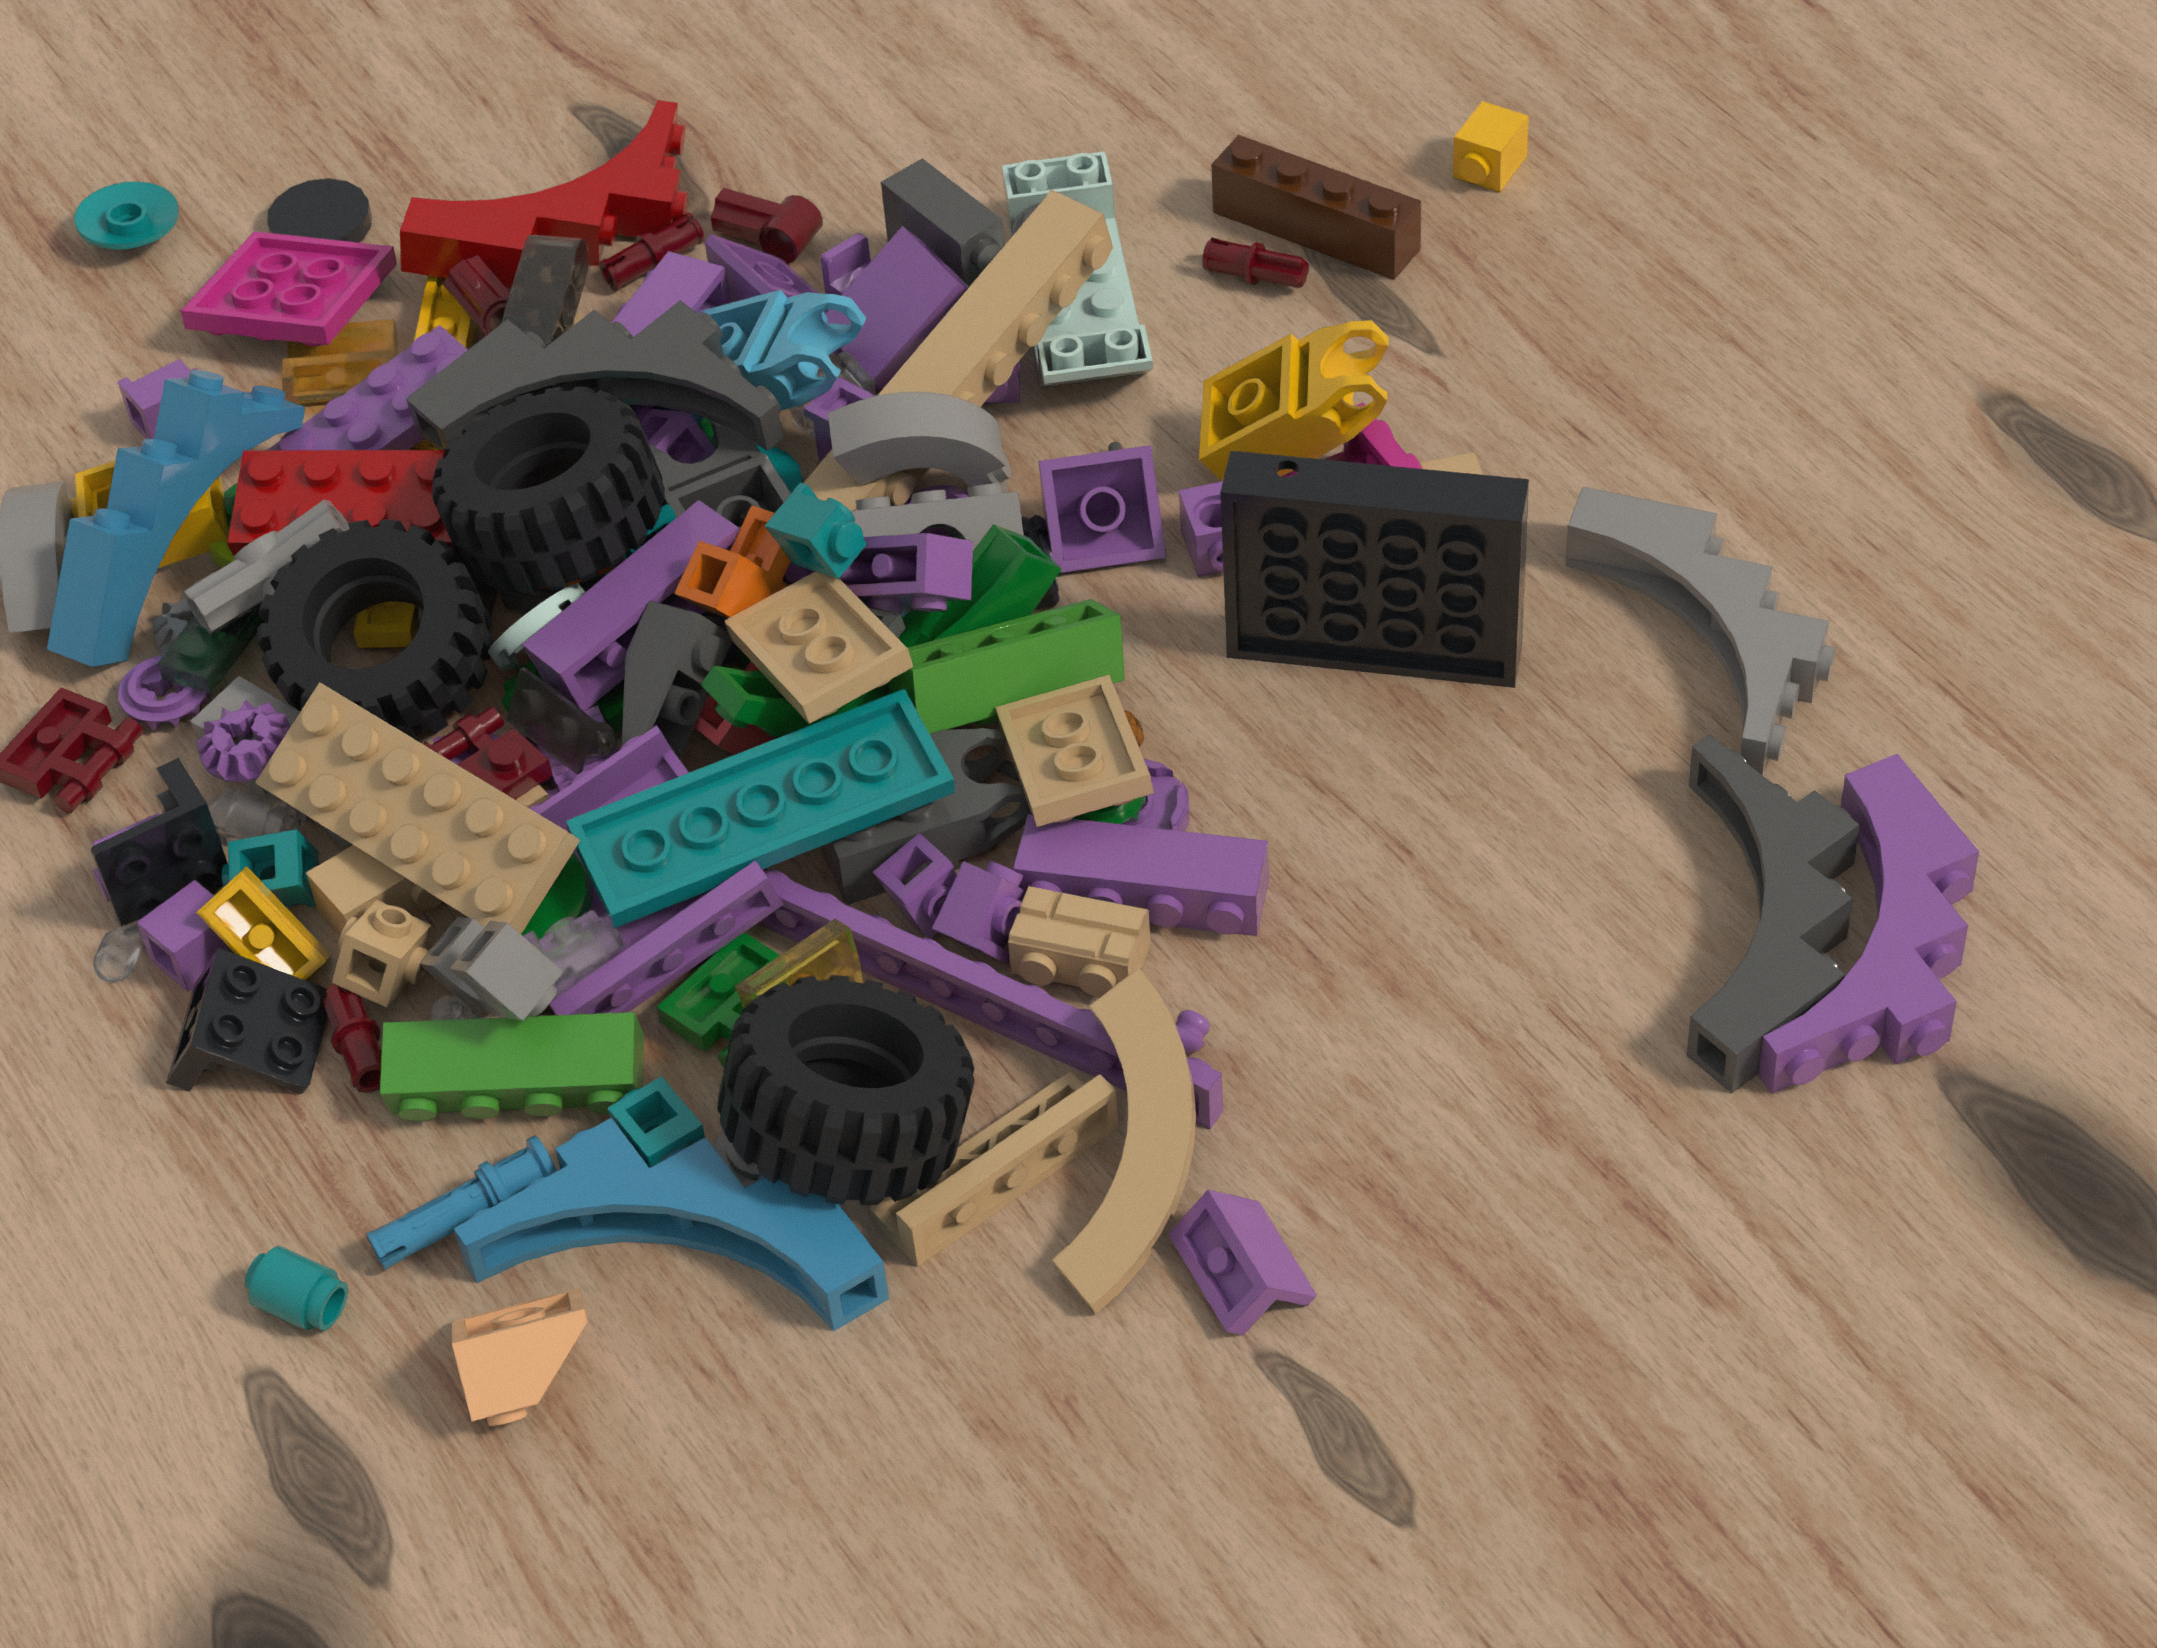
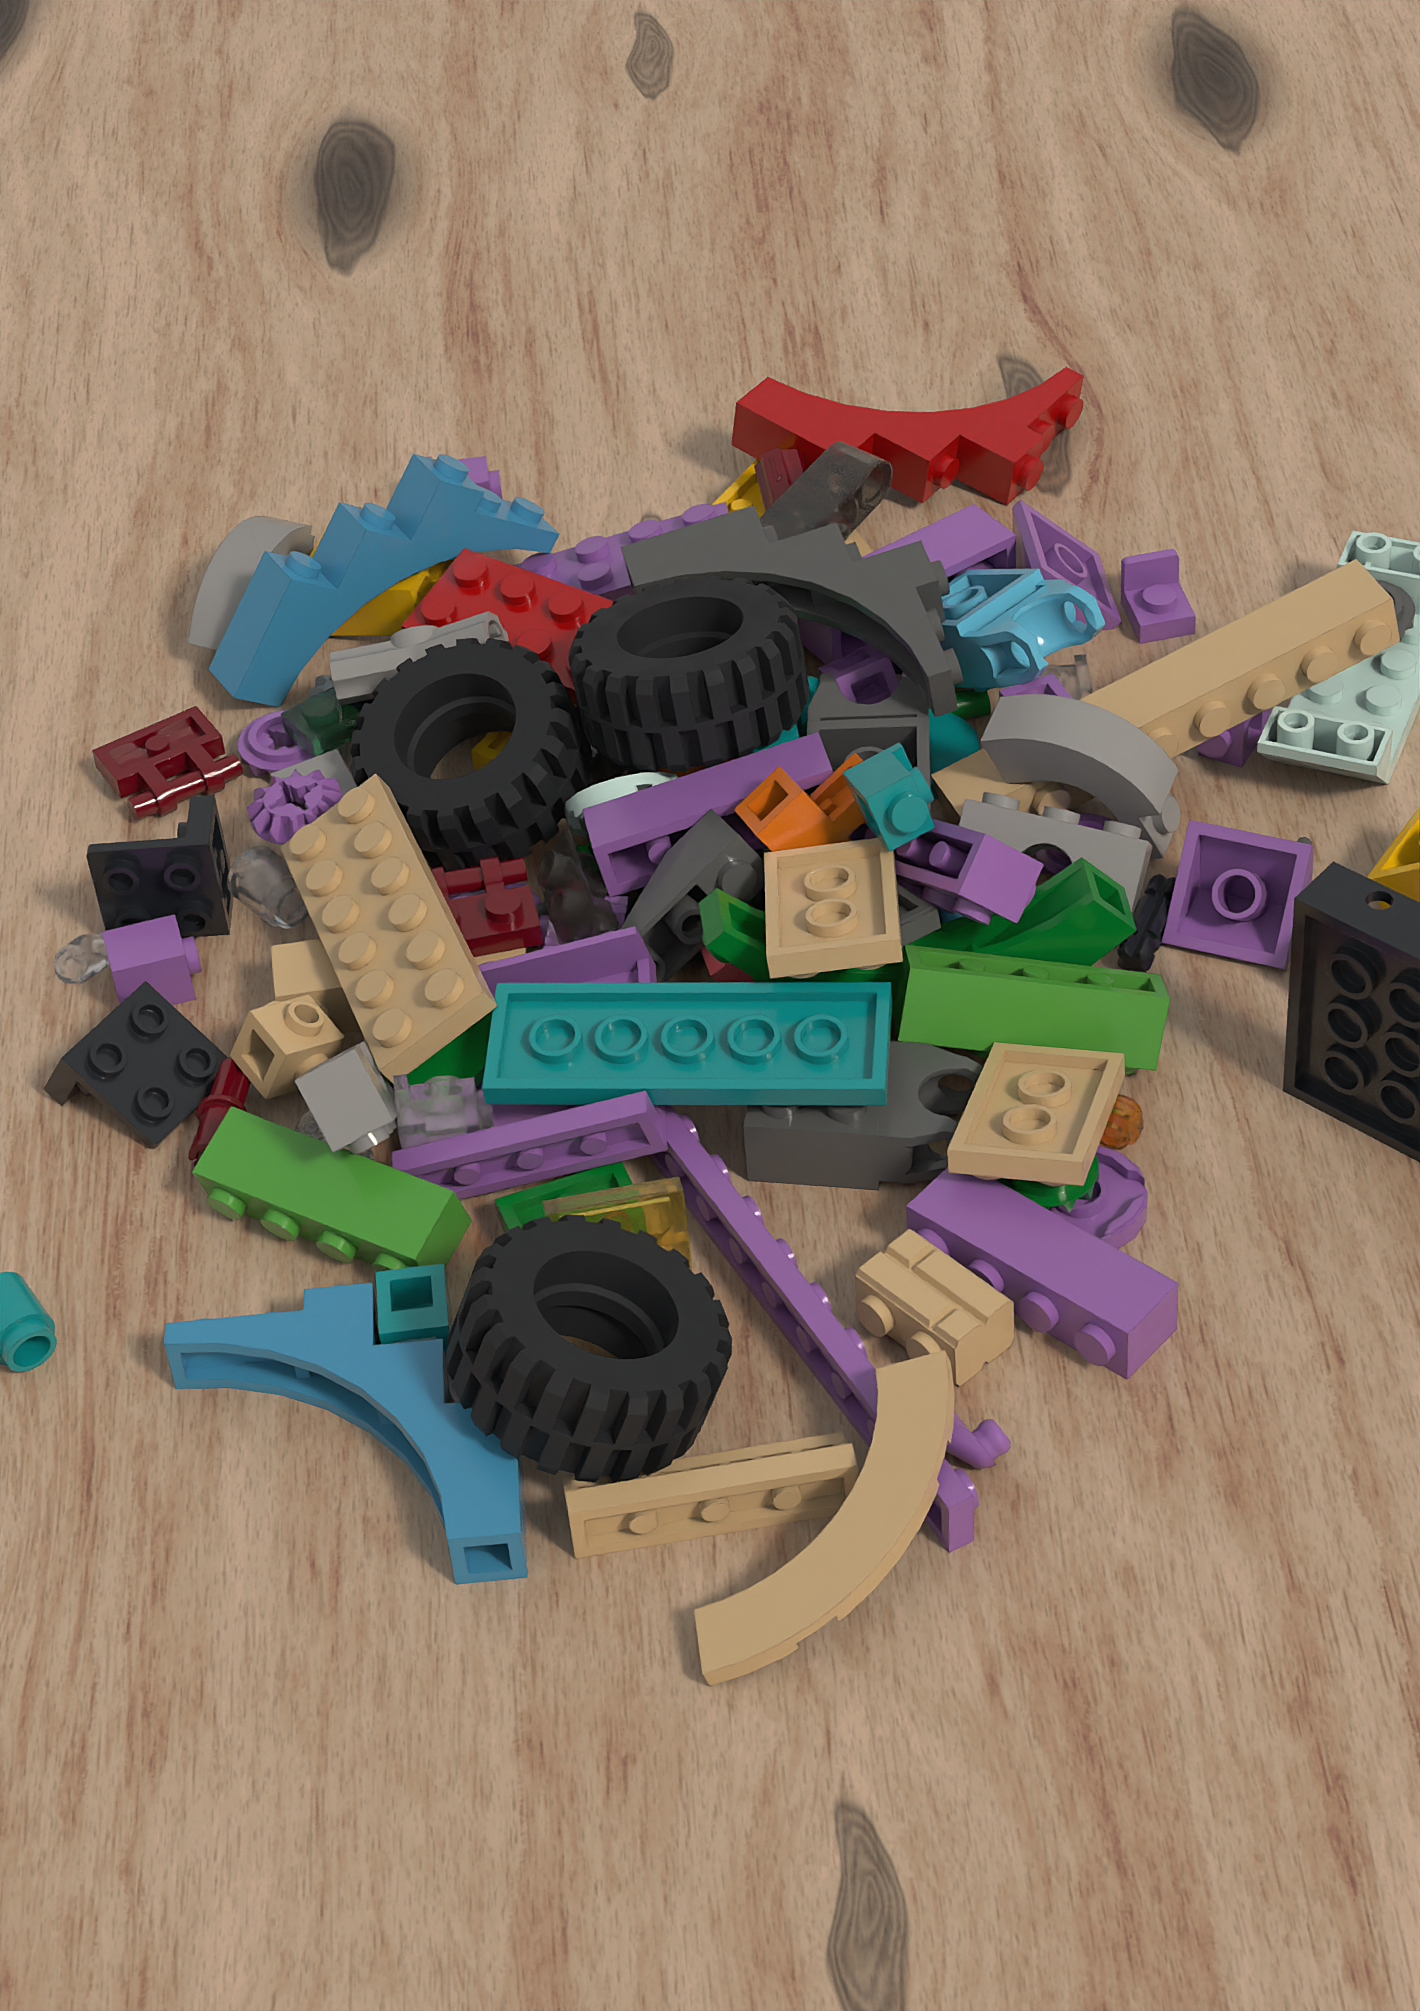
camera: 30 degrees right, 5 degrees down
(126, 215) = (538, 321): teal dish -> none
(262, 928) = (203, 978): yellow slope -> none
(280, 855) = (245, 928): teal brick -> none
(289, 288) = (627, 429): dark pink plate -> none
(322, 210) = (704, 379): black tile -> none
(328, 371) = (623, 500): clear yellow slope -> none
(440, 1215) = (149, 1312): dark azure pin -> none
(514, 1353) = (141, 1465): light nougat slope -> none
(650, 250) = (994, 500): dark red pin -> none
(777, 228) = (1107, 521): dark red piece -> none
(903, 300) = (1157, 618): medium lavender brick -> none
(924, 894) = (814, 1190): medium lavender brick -> none
(943, 218) = (1245, 558): dark grey brick -> none
(982, 908) = (851, 1230): medium lavender brick -> none
(1238, 1259) = (882, 1696): medium lavender panel -> none

